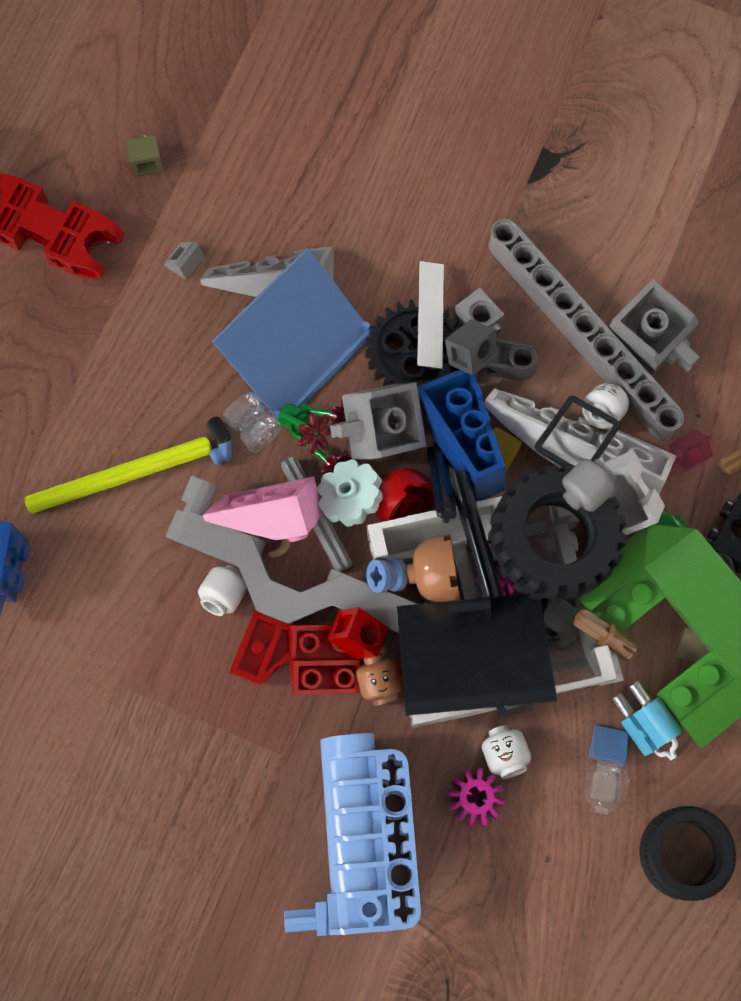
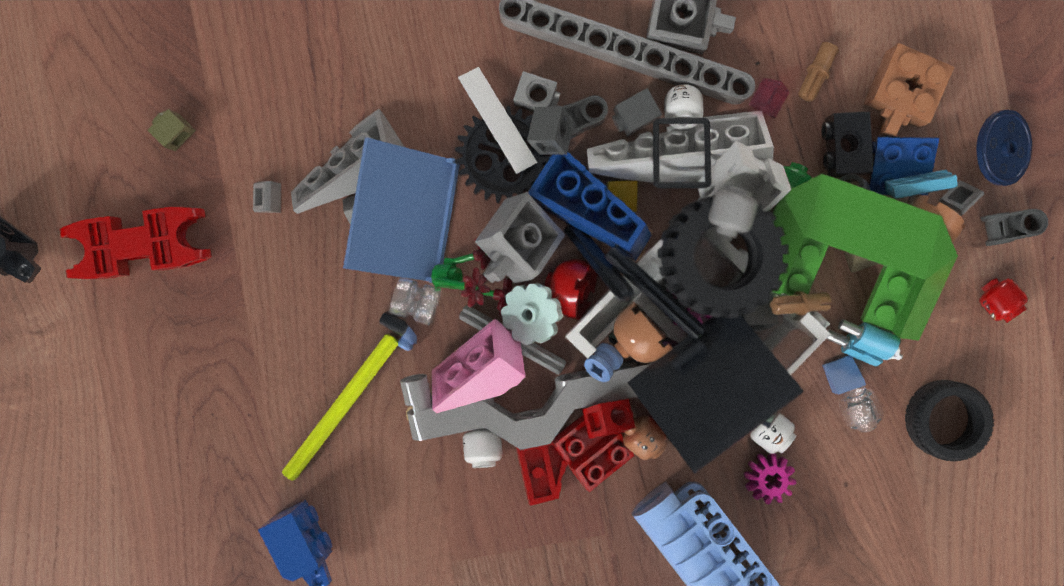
camera: 30 degrees left, 15 degrees up
(557, 383) = (636, 113): none -> dark grey brick

